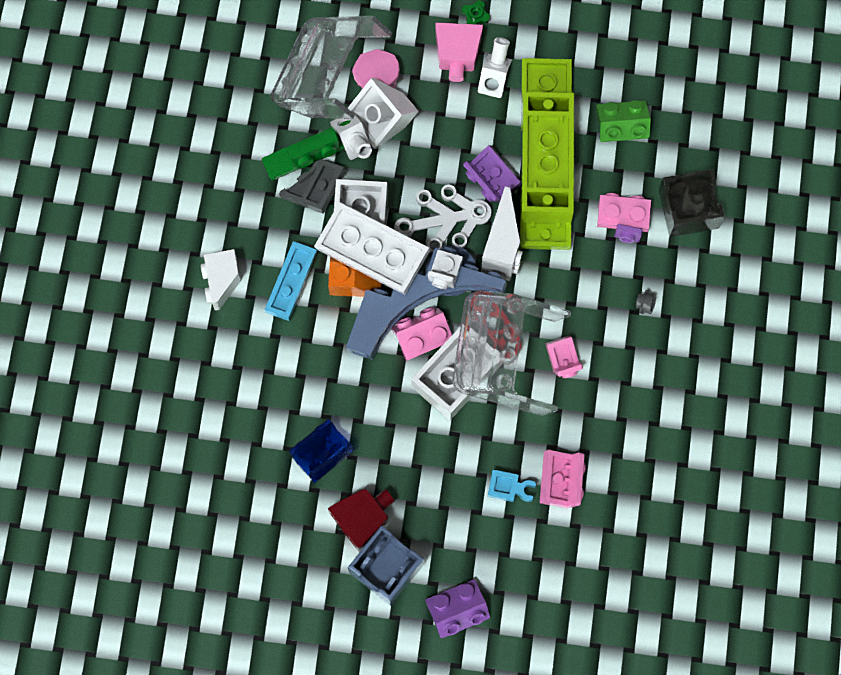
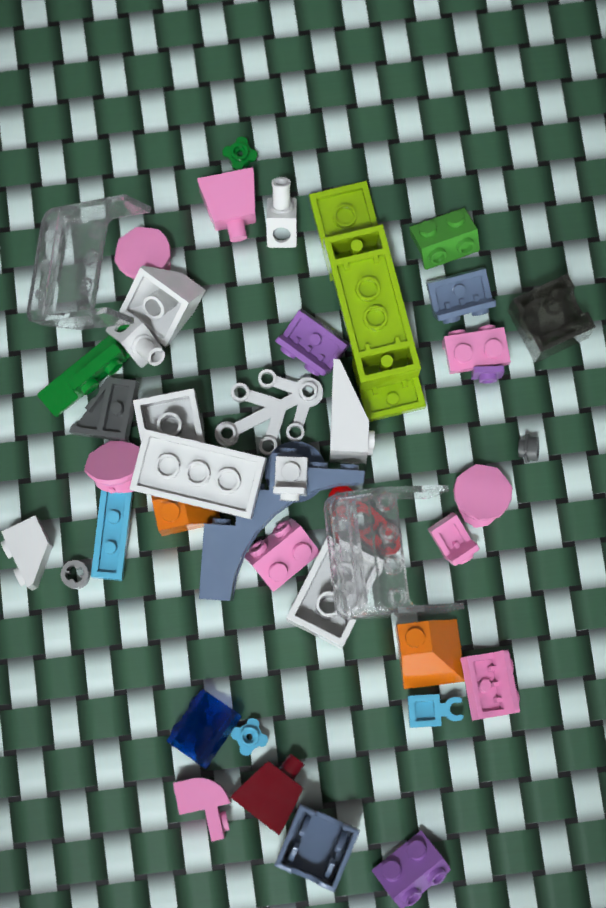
camera: 15 degrees left, 5 degrees up
(247, 311) = (79, 566): none -> light grey bush
(305, 228) = (112, 466): none -> bright pink hat
(305, 503) = (205, 794): none -> bright pink brick
(351, 474) = (246, 745): none -> medium azure plate
(520, 441) = (429, 653): none -> orange slope
(596, 328) = (482, 494): none -> bright pink hat
(623, 166) = (460, 295): none -> sand blue bracket

